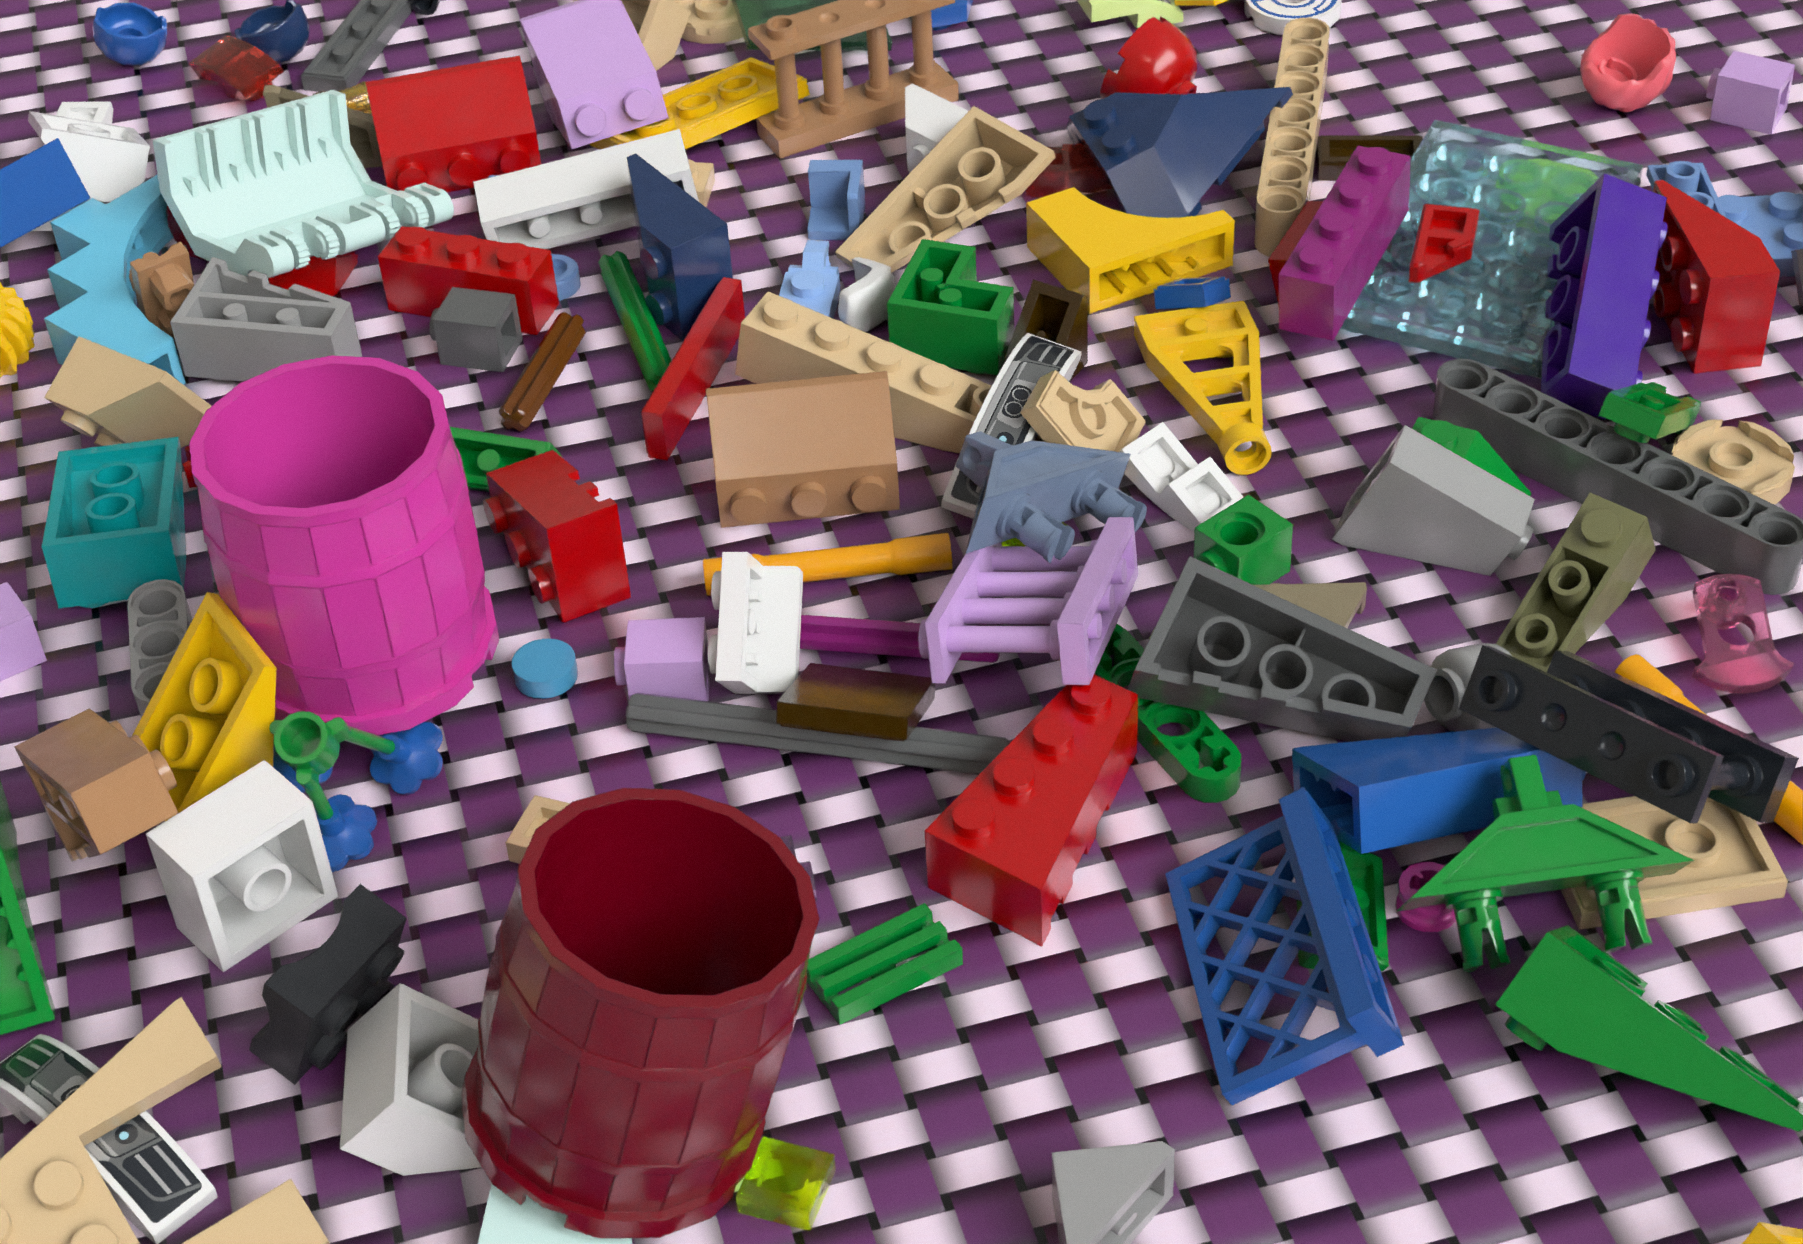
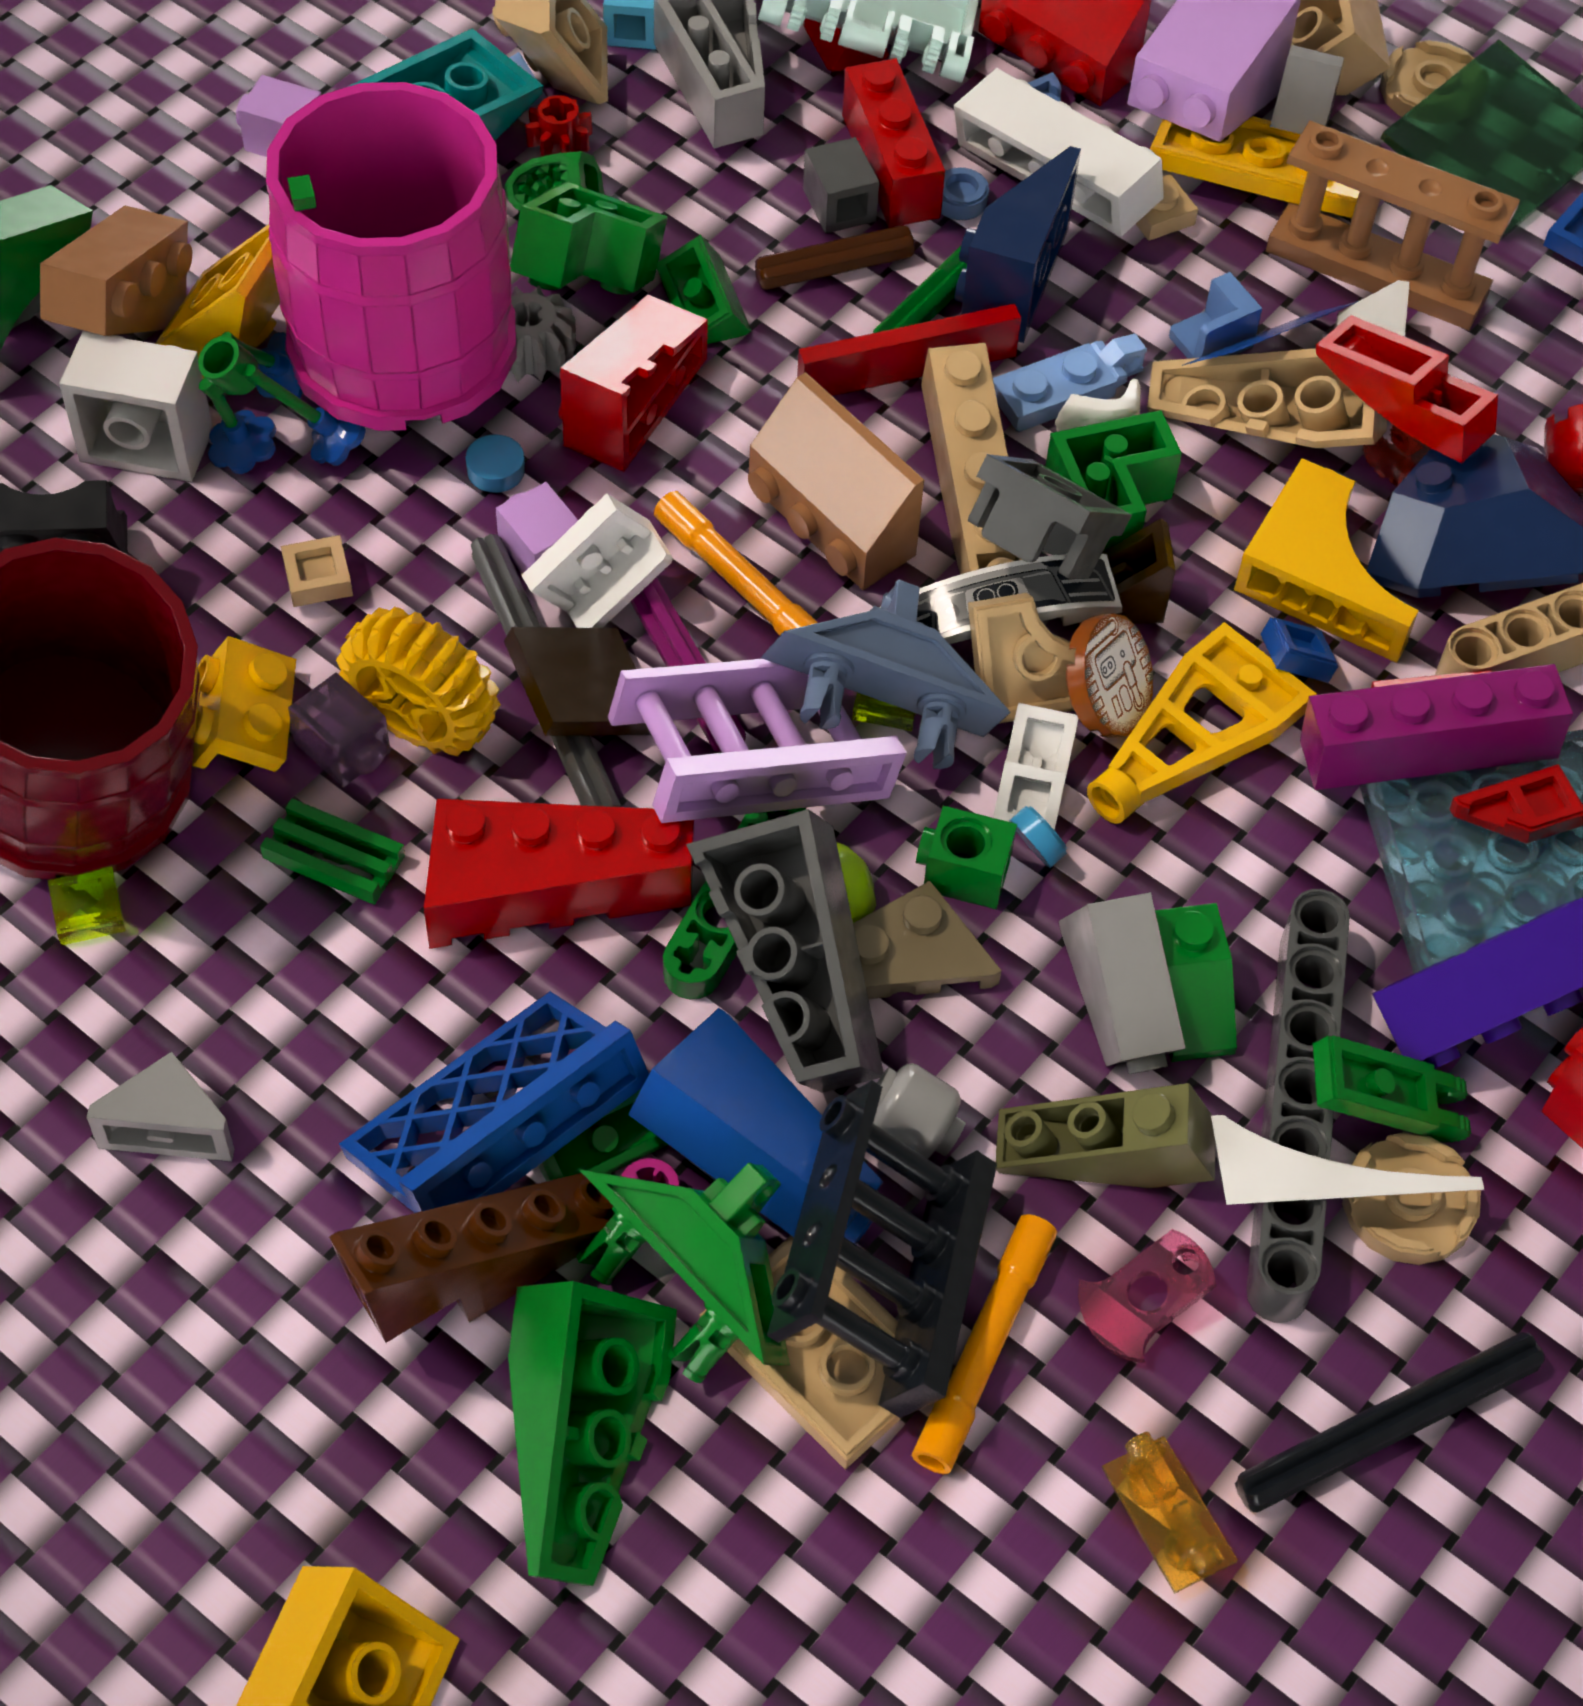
camera: 50 degrees right, 15 degrees up
(302, 491) = (302, 193): none -> green piece
(679, 48) = (1306, 89): none -> light grey slope
(787, 776) = (420, 680): none -> yellow gear
(888, 169) = (1270, 333): none -> blue sticker
(987, 322) = (1037, 510): none -> dark grey panel
(1038, 102) = (1410, 387): none -> red slope
(1141, 387) = (1110, 675): none -> tile
(1260, 488) = (1039, 836): none -> dark azure tile
(1449, 1023) = (468, 1251): none -> reddish brown slope
(1695, 496) = (1268, 1172): none -> white sticker

